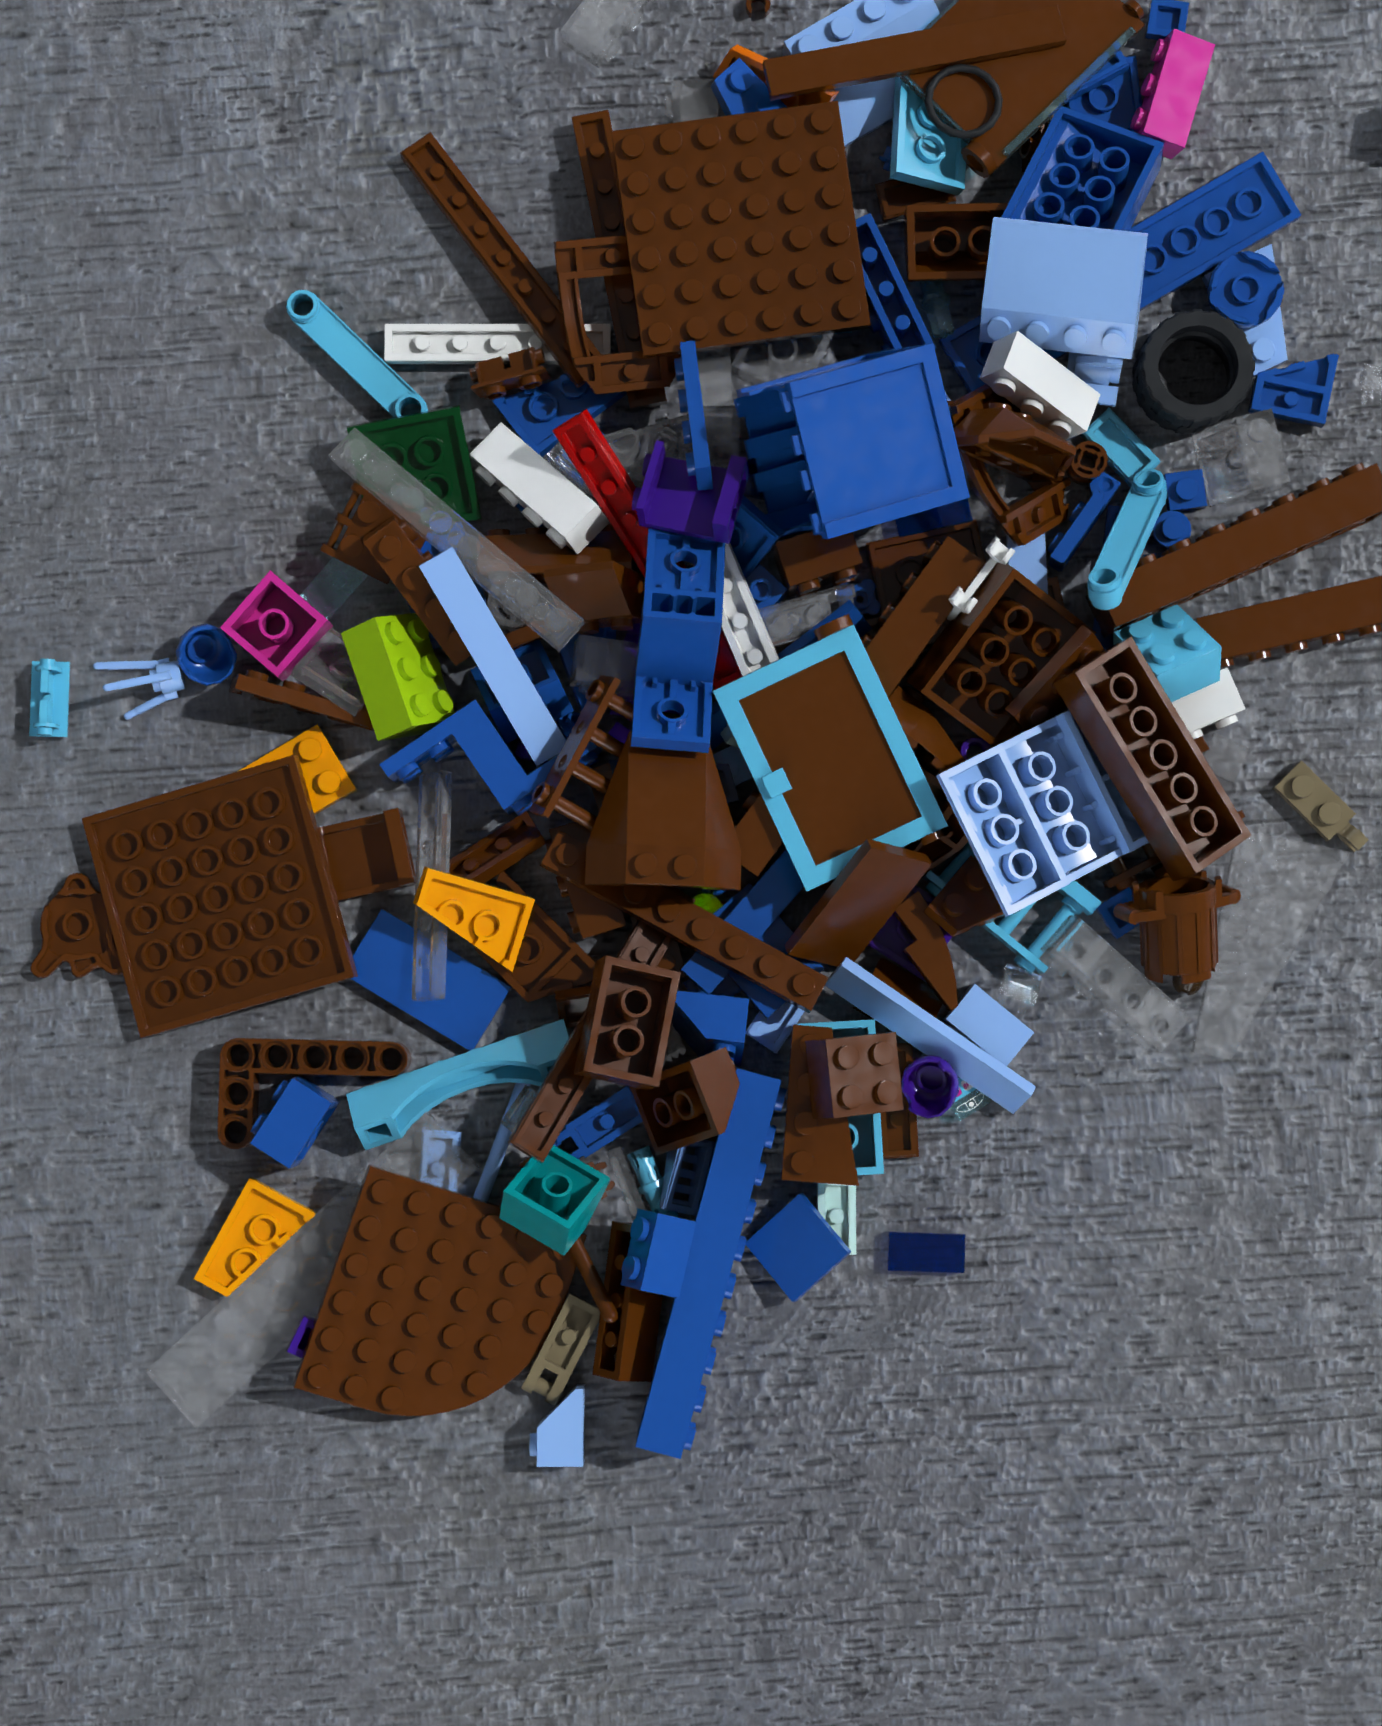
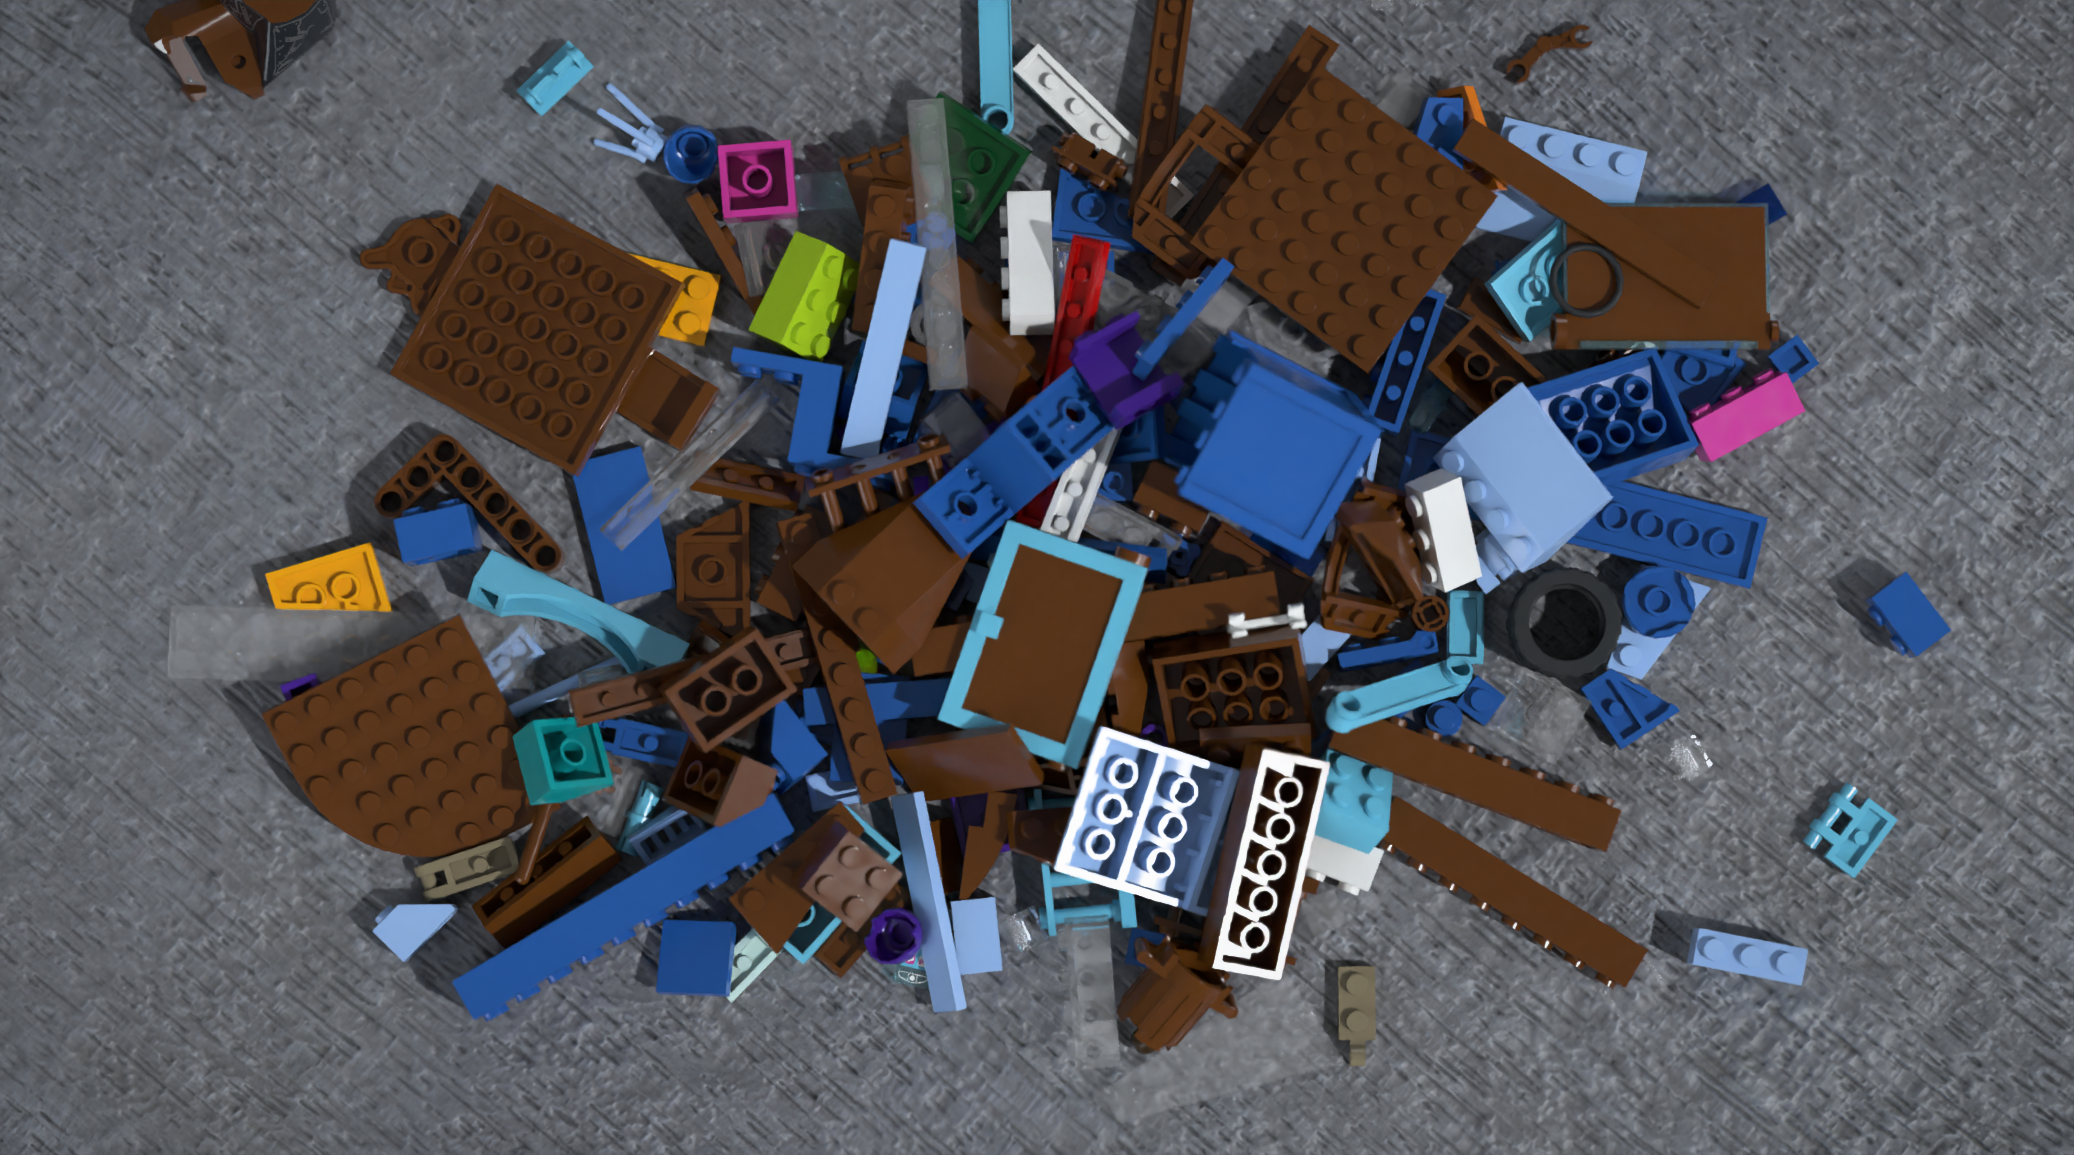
camera: 45 degrees right, 0 degrees up
(477, 912) = (701, 513): light orange wing -> none
(657, 1253) = (595, 865): blue brick -> none
(926, 1252) = (781, 1048): clear blue tile -> none

